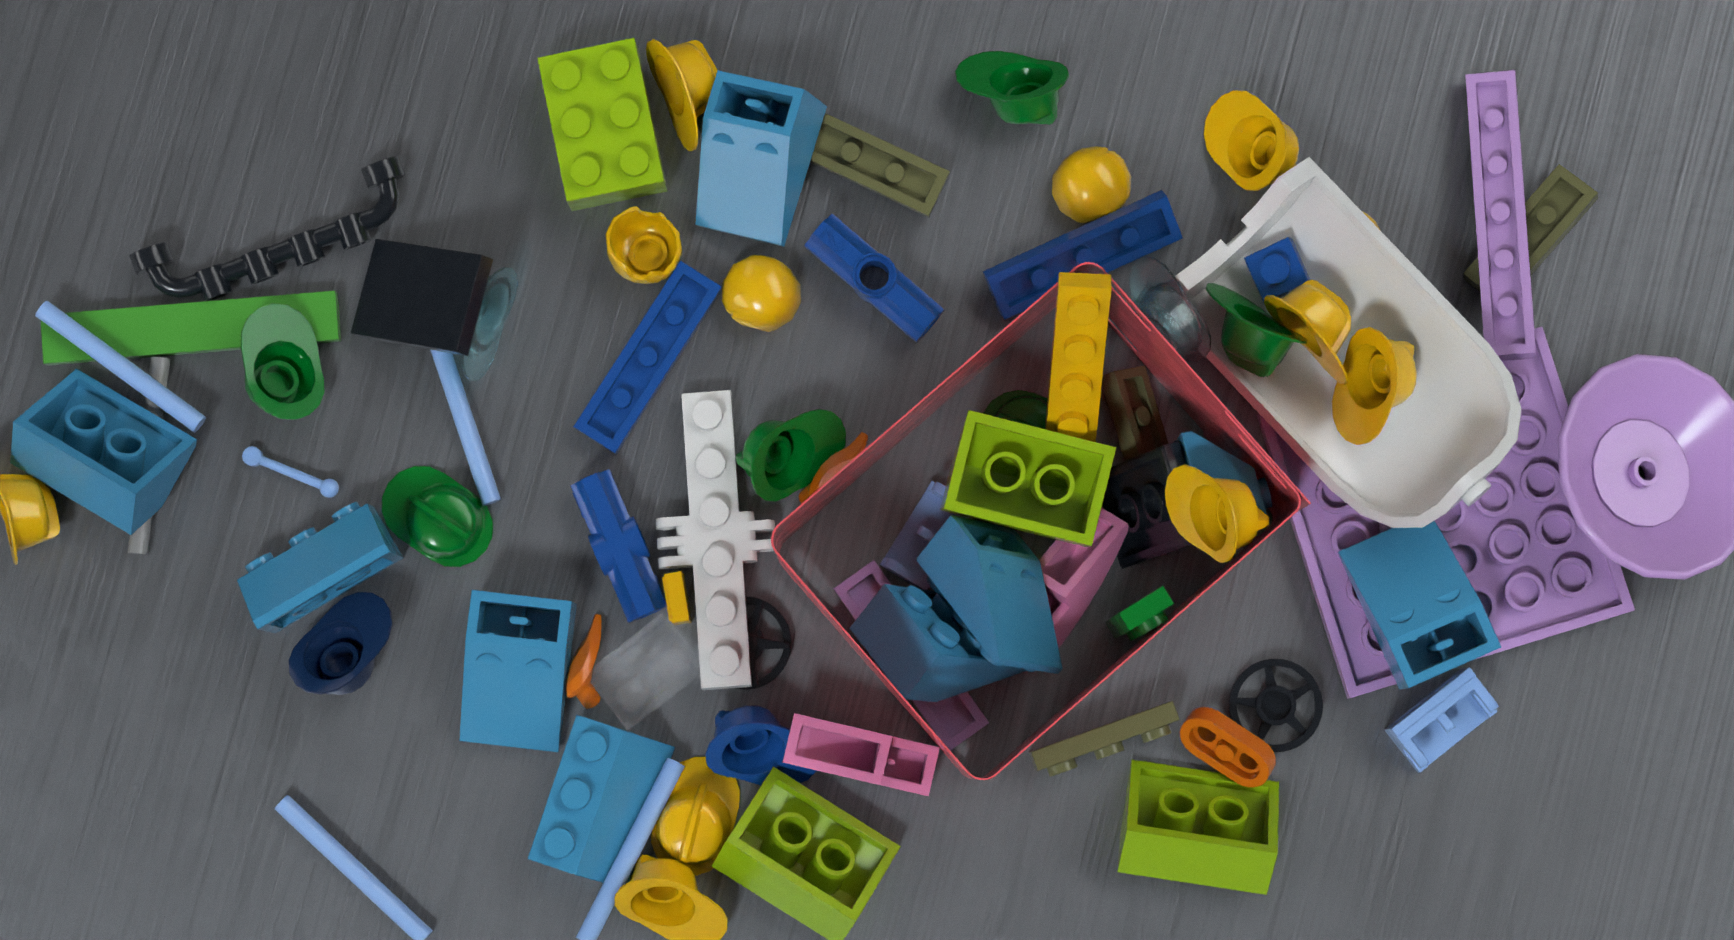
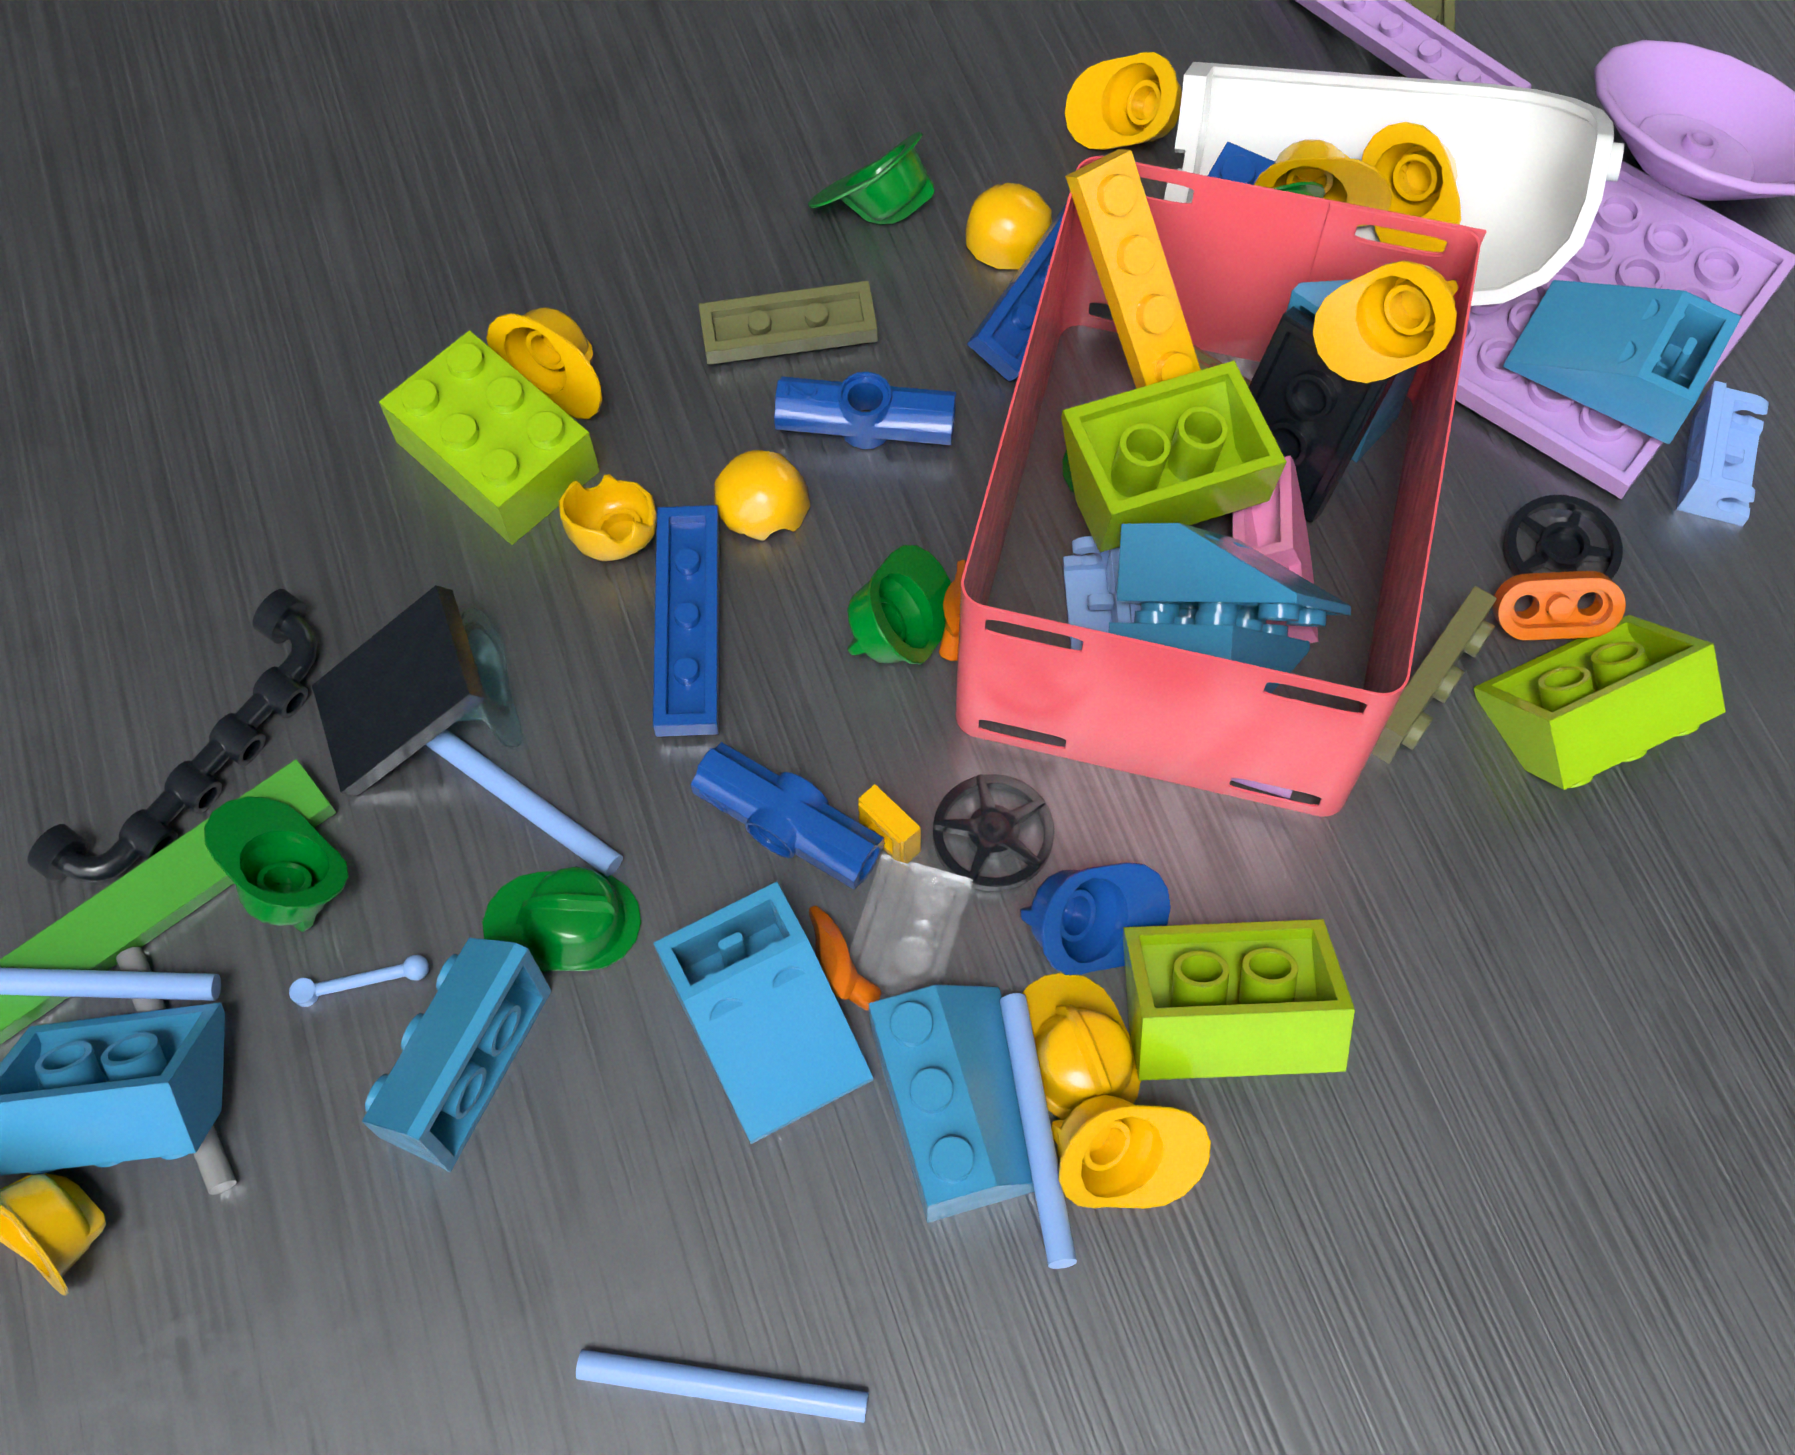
camera: 35 degrees left, 20 degrees down
(342, 646) = (540, 1119): dark blue piece -> none
(715, 540) = (891, 746): white hinge -> none
(755, 156) = (666, 366): dark azure slope -> none
(861, 754) = (1211, 846): bright pink slope -> none
(1141, 616) = (1390, 495): green plate -> none

